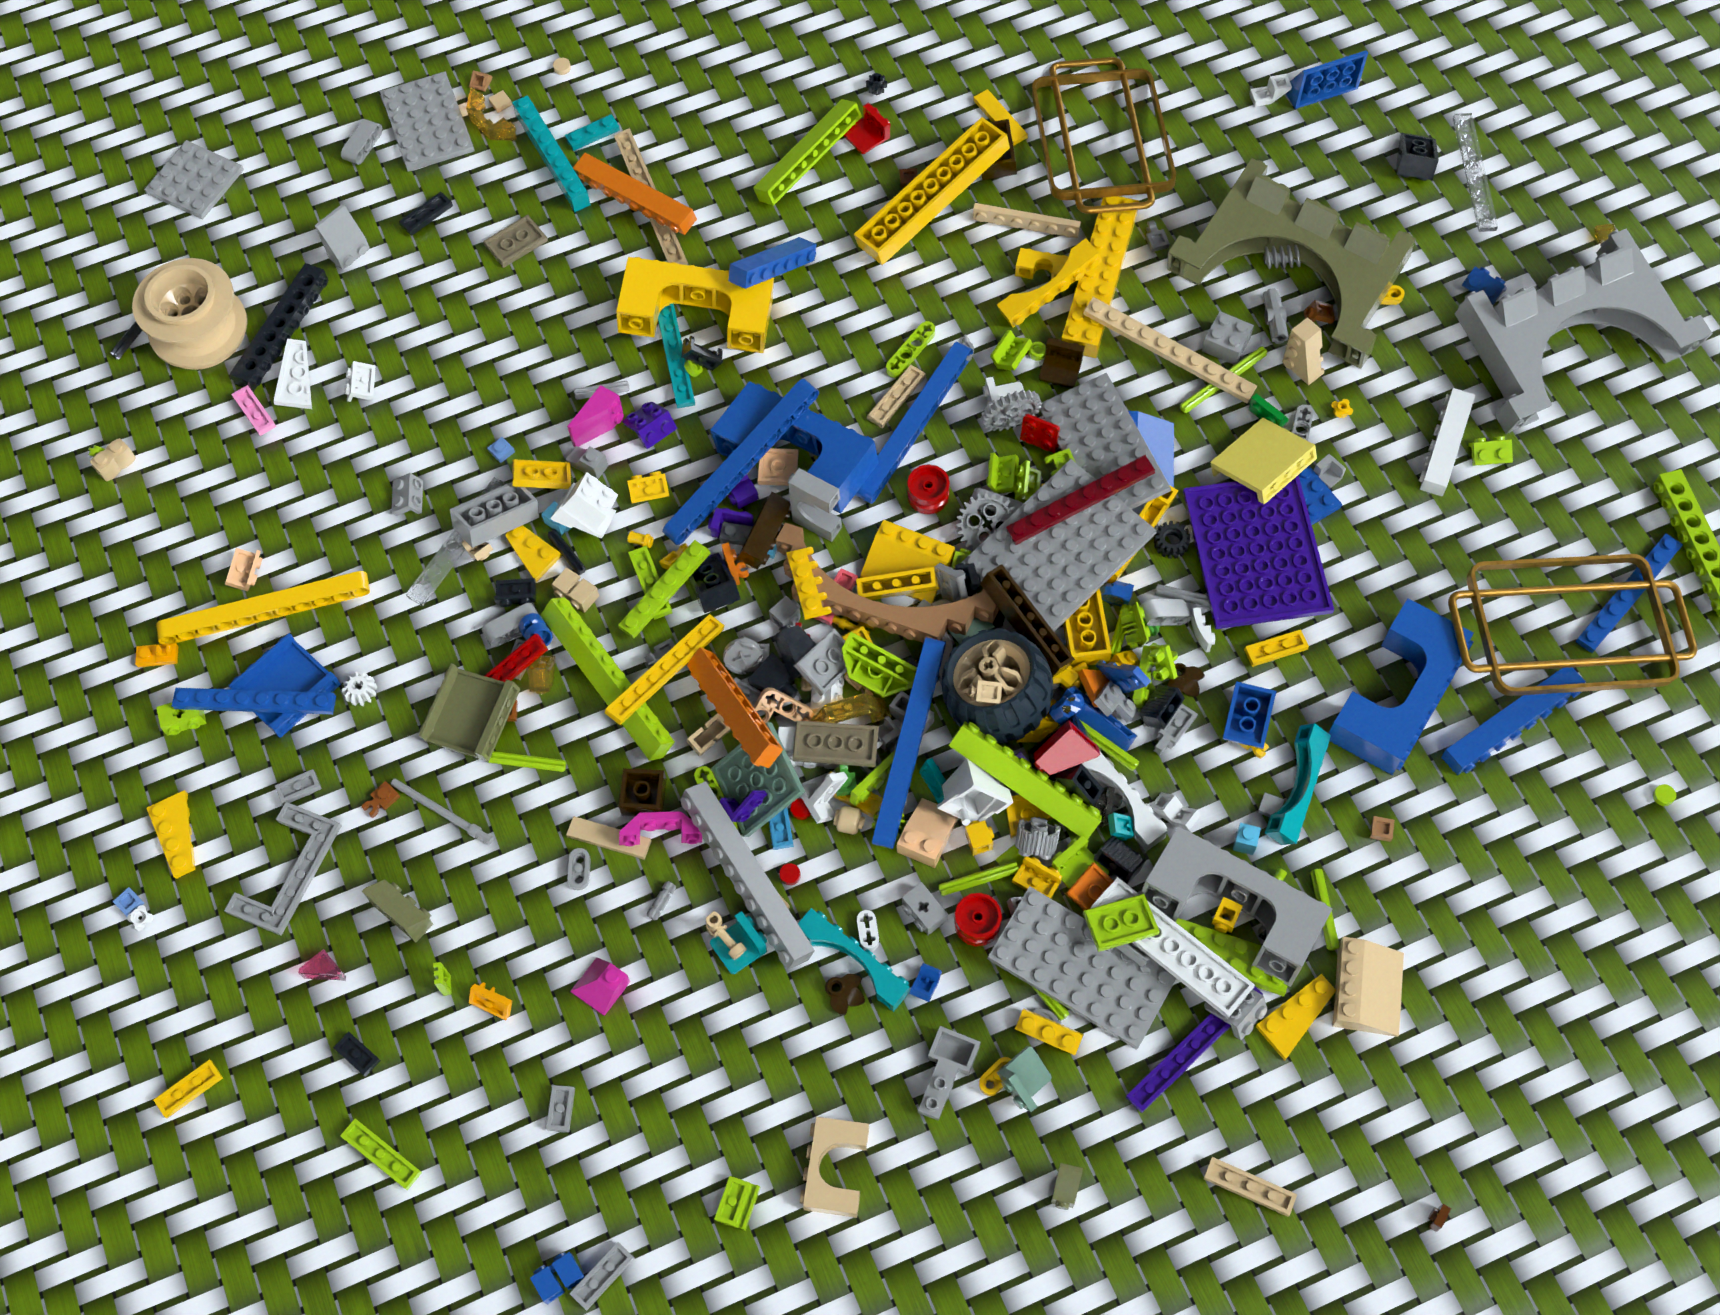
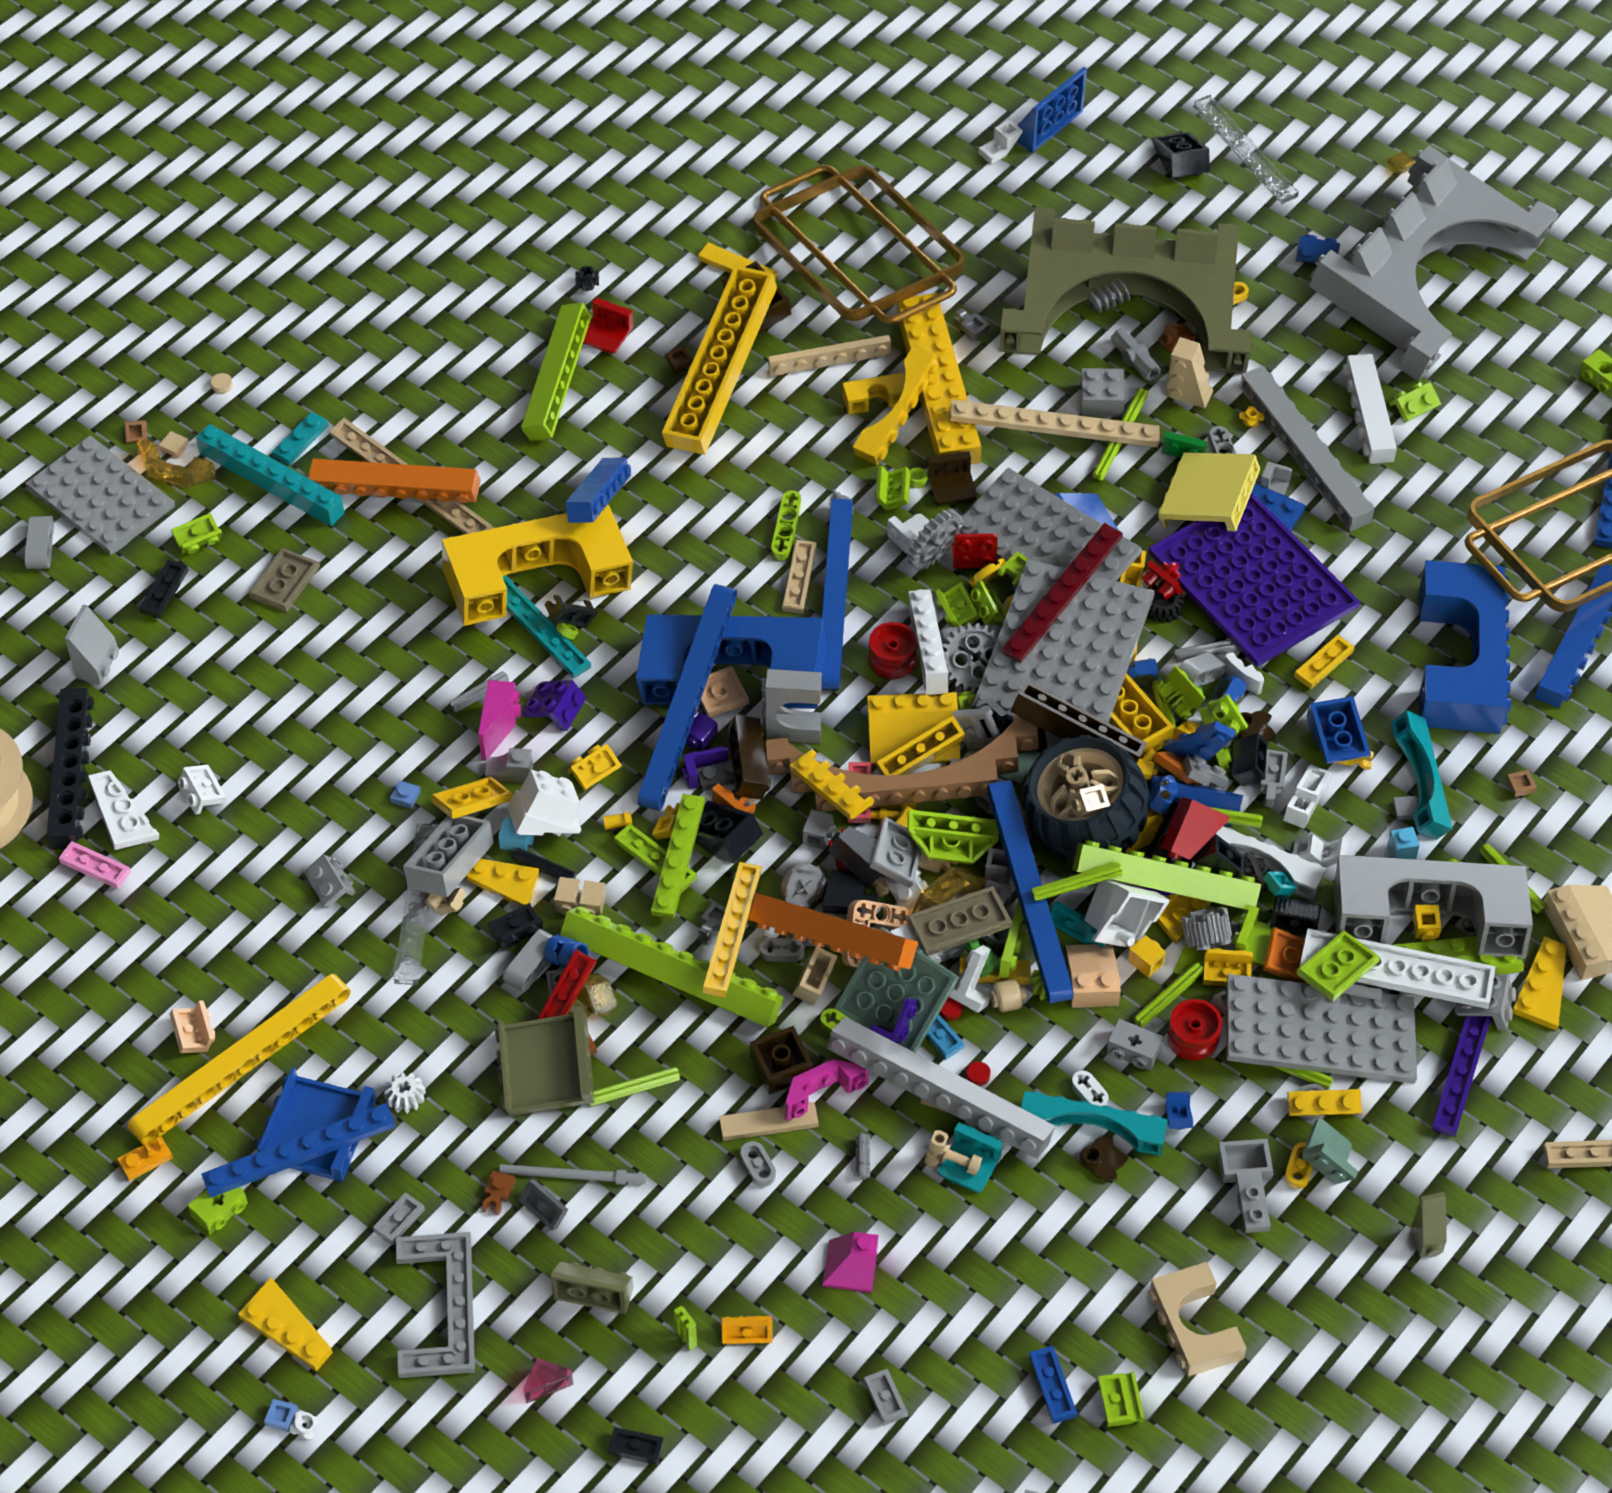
camera: 30 degrees left, 10 degrees down
(404, 826) = (543, 1204): none -> dark grey plate
(473, 179) = (196, 534): none -> lime bracket
(692, 1164) = (1053, 1384): none -> blue plate
(698, 704) = (781, 950): none -> light grey beam
(944, 754) = (1077, 881): none -> lime axle
(955, 494) = (929, 641): none -> white arch
(1039, 455) = (987, 573): none -> yellow tile
(1174, 514) = (1157, 574): none -> red hips
(1180, 640) = (1230, 685): none -> blue rock
(1192, 758) = (1306, 796): none -> white slope
(1371, 456) = (1307, 448): none -> light grey brick

